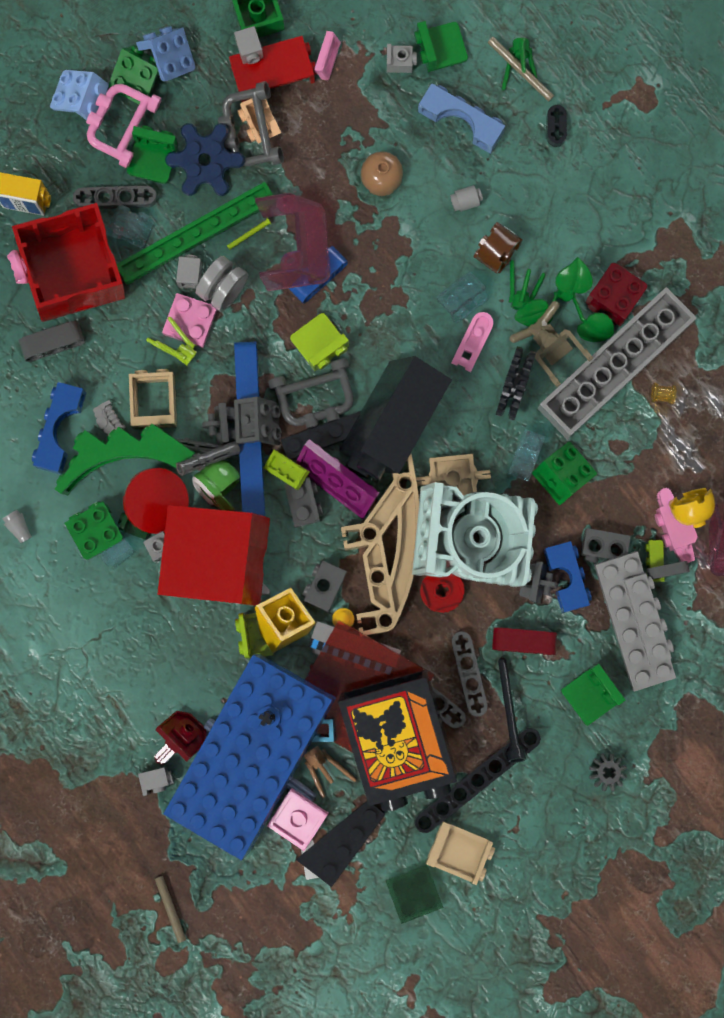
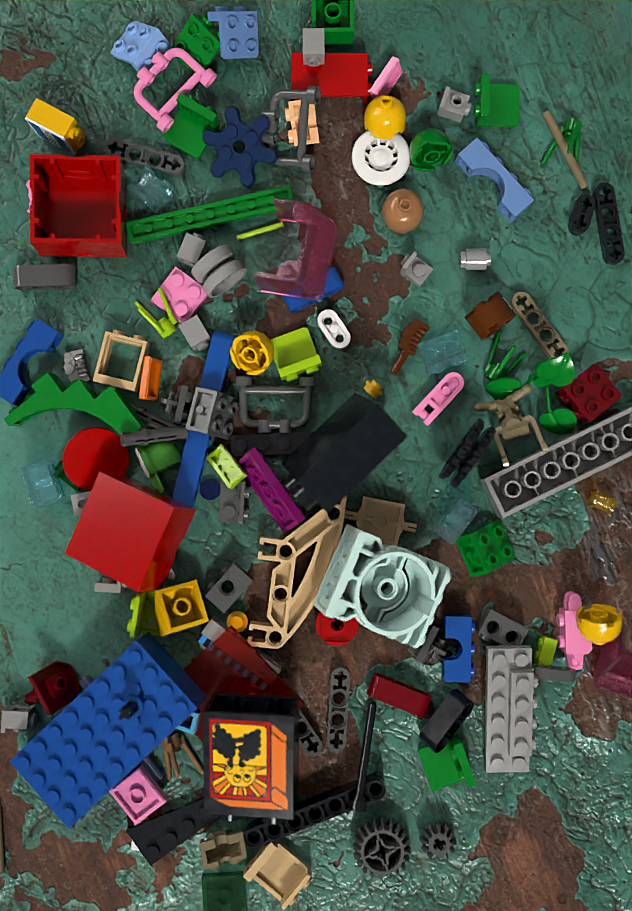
camera: 15 degrees right, 5 degrees up
(94, 530) = (29, 469): green bracket -> none
(185, 408) = (150, 379): none -> orange tile
(206, 621) = (109, 585): none -> light grey bracket
(216, 351) = (195, 333): none -> light grey brick
(276, 498) = (210, 489): none -> clear blue piece
(278, 351) = (252, 352): none -> yellow cylinder
(337, 90) = (385, 117): none -> yellow cylinder
(344, 128) = (380, 158): none -> white wheel
(351, 306) = (333, 330): none -> white plate
(390, 107) = (430, 149): none -> green cylinder
(398, 844) = (222, 847): none -> dark tan cylinder
(406, 350) = (373, 388): none -> yellow plate
(411, 225) = (415, 269): none -> light grey bracket
(427, 295) = (408, 342): none -> reddish brown piece
(546, 248) = (543, 324): none -> dark tan beam
(571, 786) = (390, 845): none -> dark grey gear
(578, 651) = (446, 720): none -> black beam
(582, 128) = (604, 224): none -> black beam

